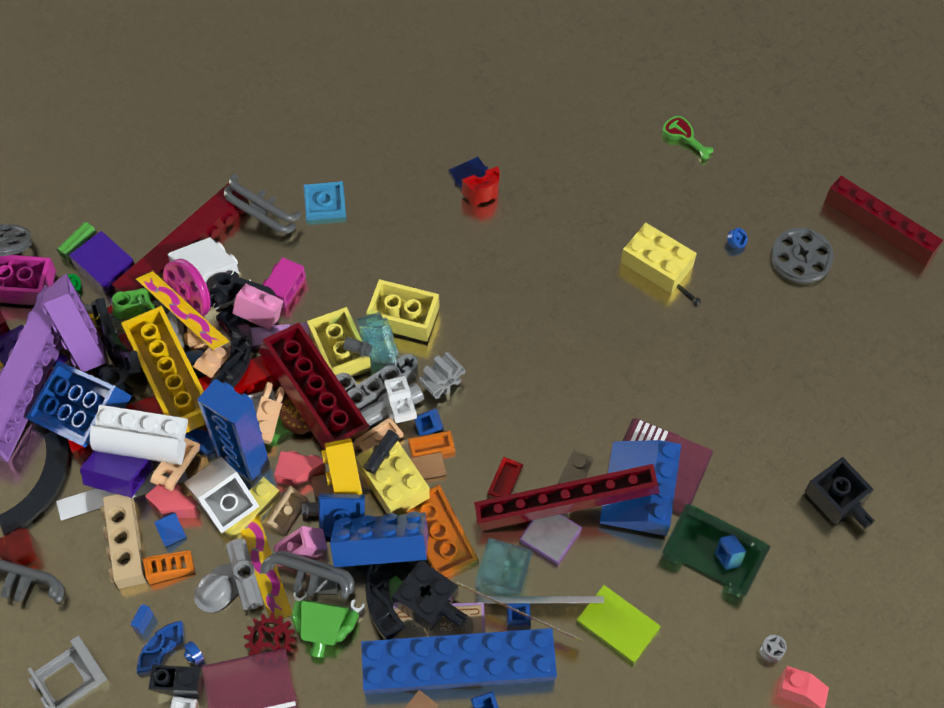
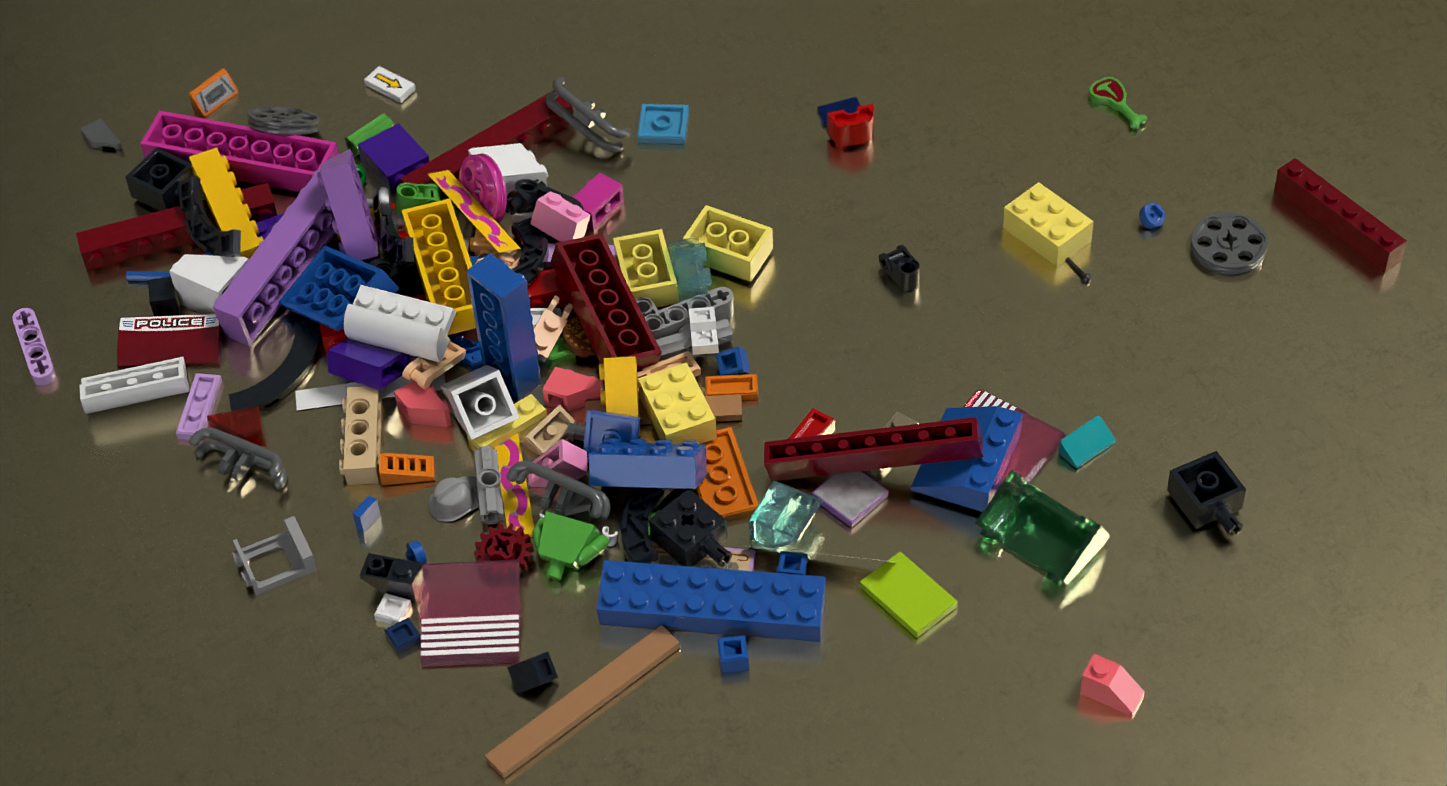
camera: 15 degrees right, 10 degrees down
(85, 190) = (389, 84): none -> white tile
(160, 646) = (384, 543): blue tile -> none
(170, 529) = (415, 432): blue slope -> none
(358, 347) = (670, 271): dark grey pin -> none
(381, 452) = (667, 373): black pin -> none
(442, 375) = (758, 313): light grey gear -> none
(519, 612) = (791, 557): sticker -> none
(546, 311) = (901, 268): none -> black piece
(730, 552) = (1057, 535): blue slope -> none
(731, 457) = (1086, 442): none -> teal slope
(776, 644) = (1082, 635): light grey wheel -> none

